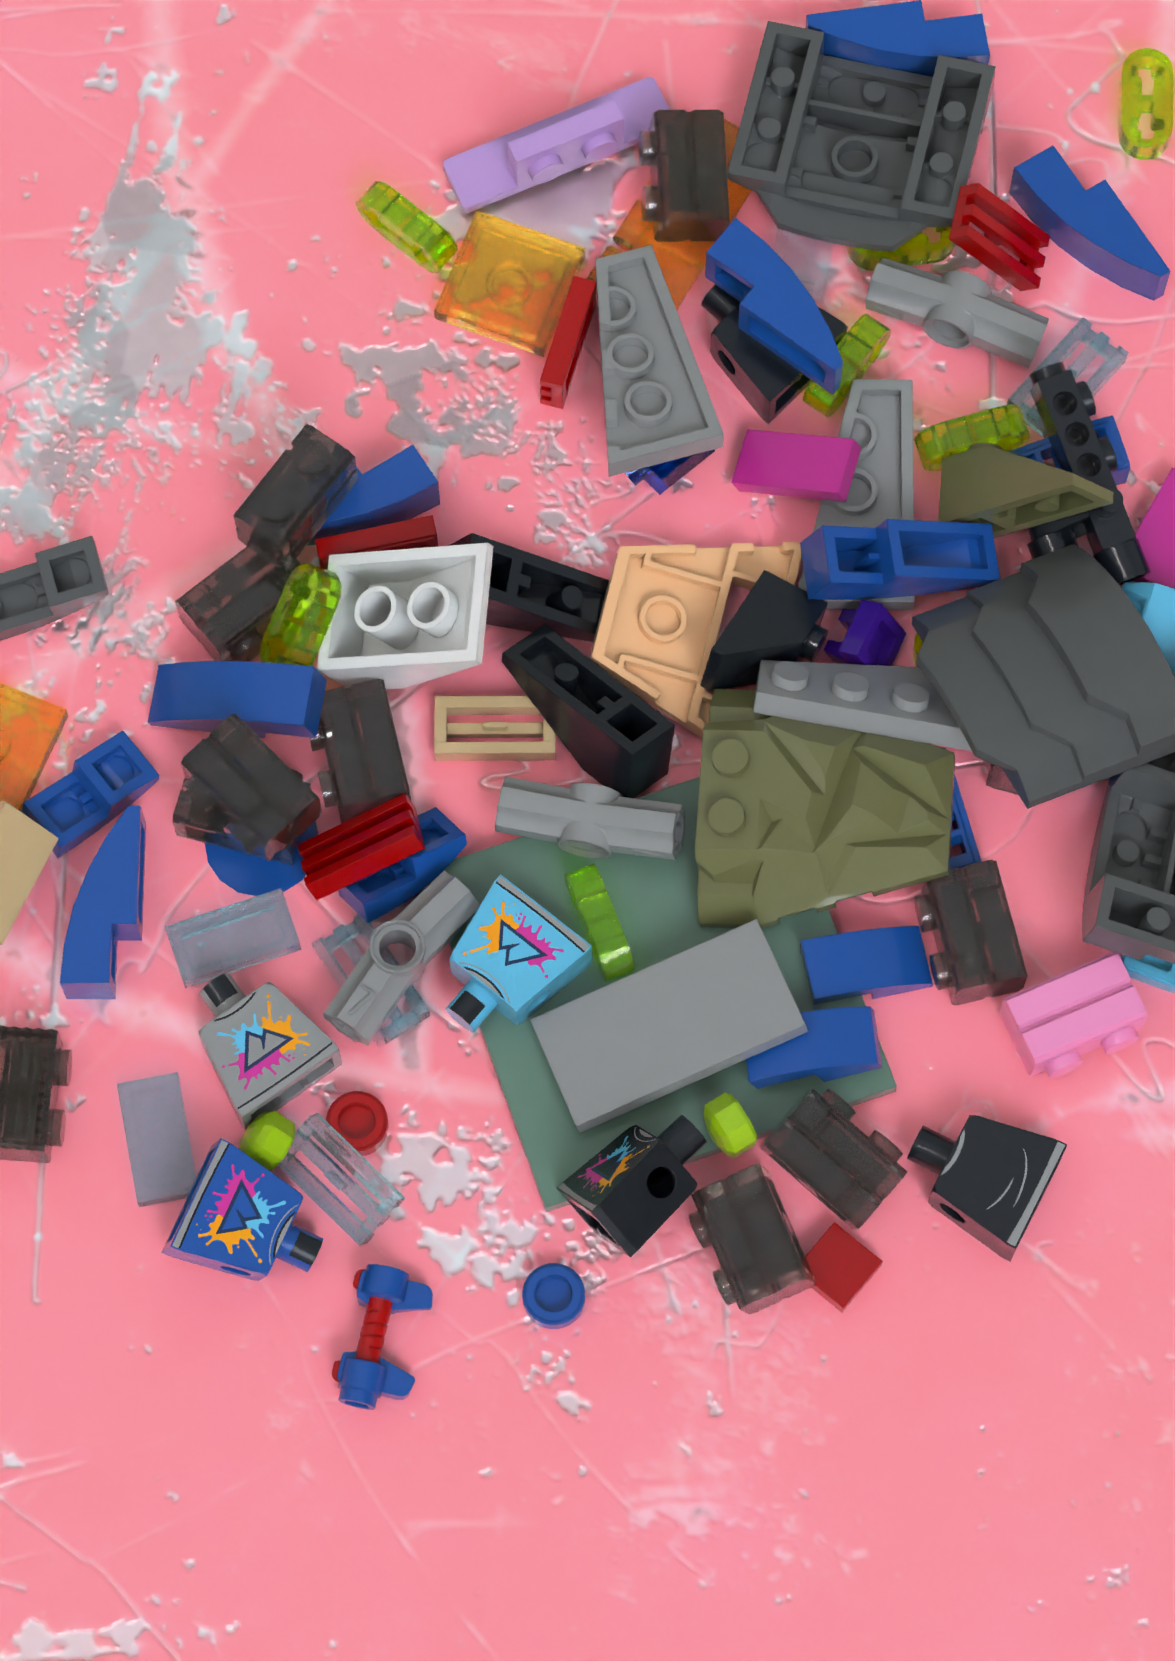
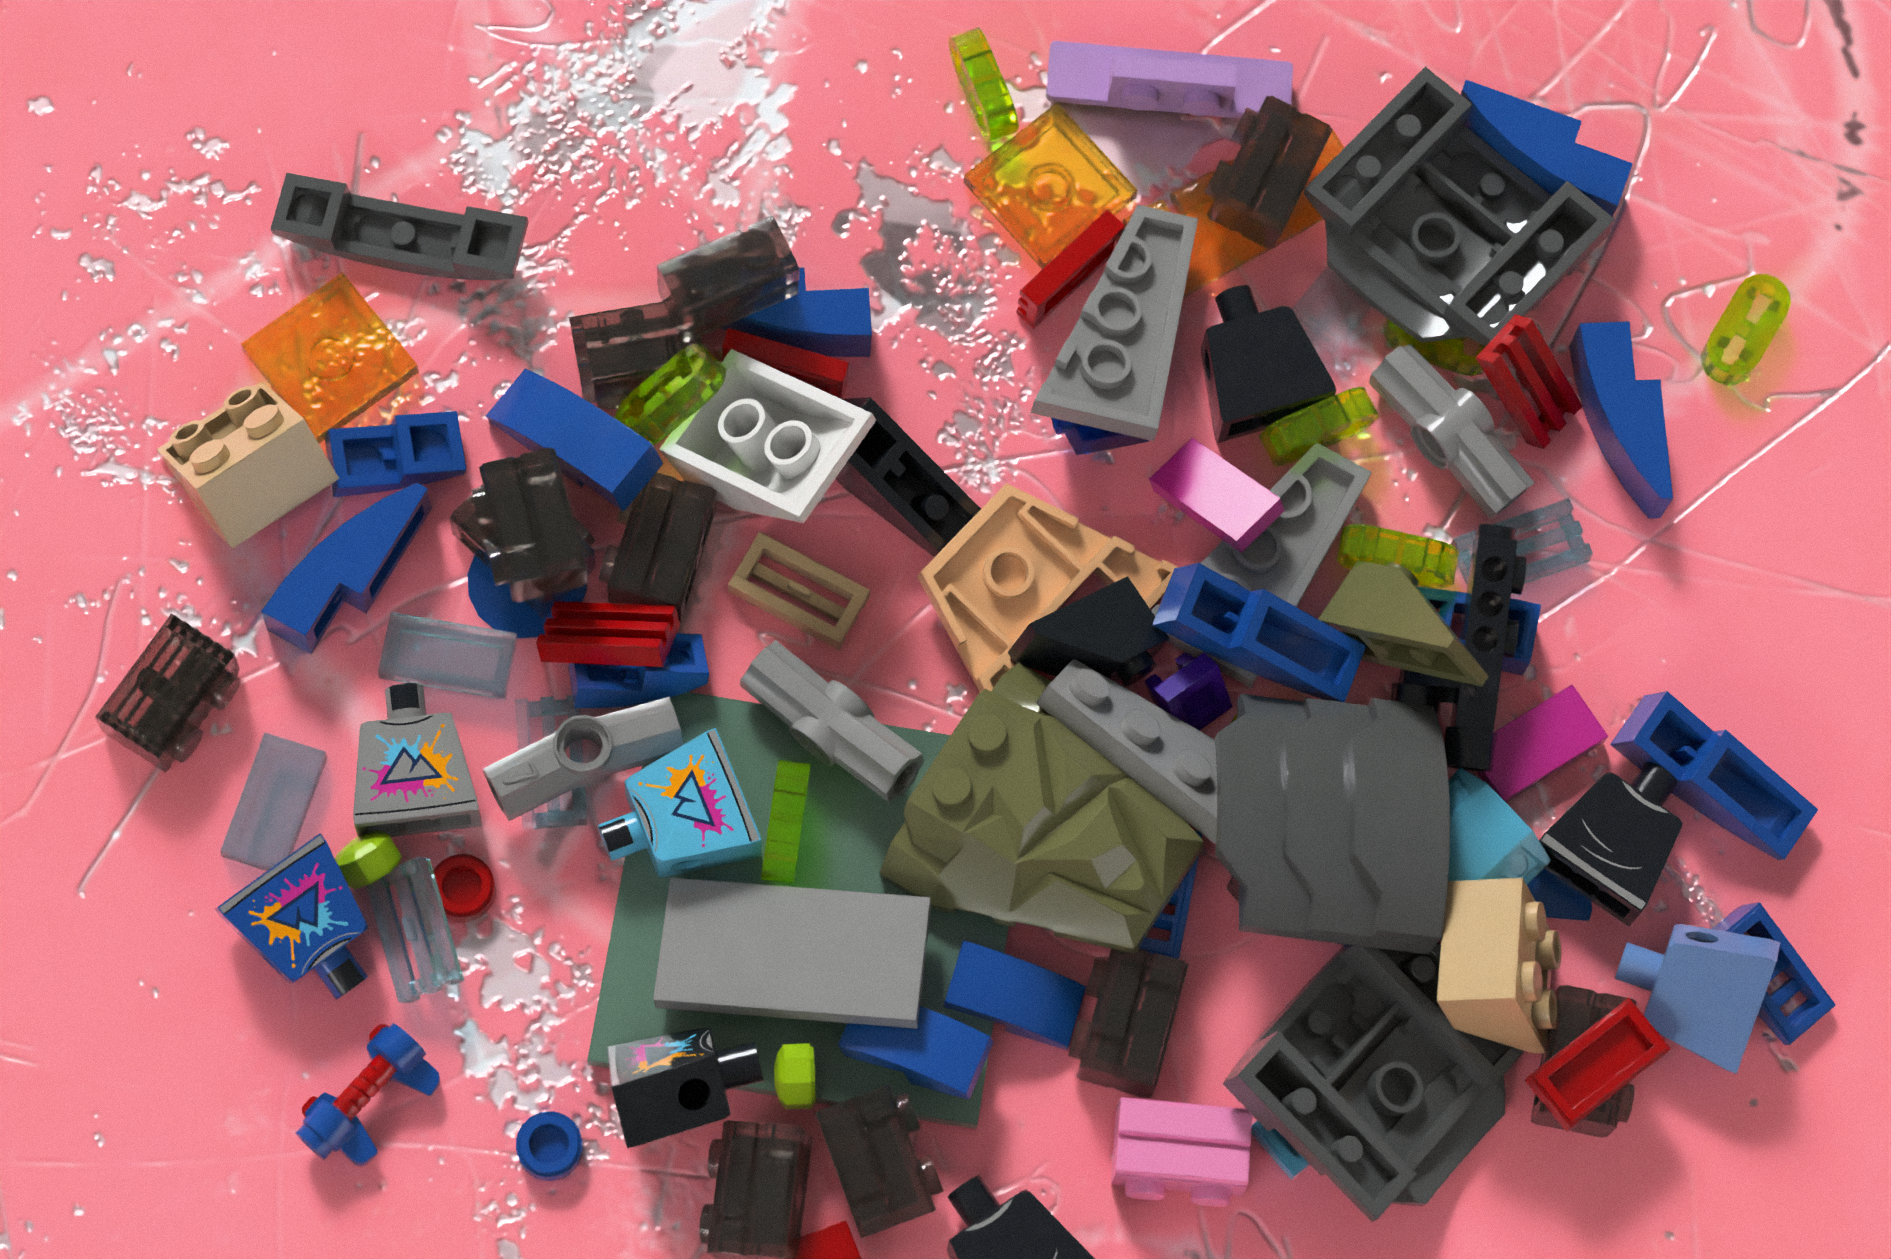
camera: 20 degrees right, 0 degrees up
(592, 713) = (892, 624): black slope -> none
(774, 304) = (1274, 331): blue slope -> none

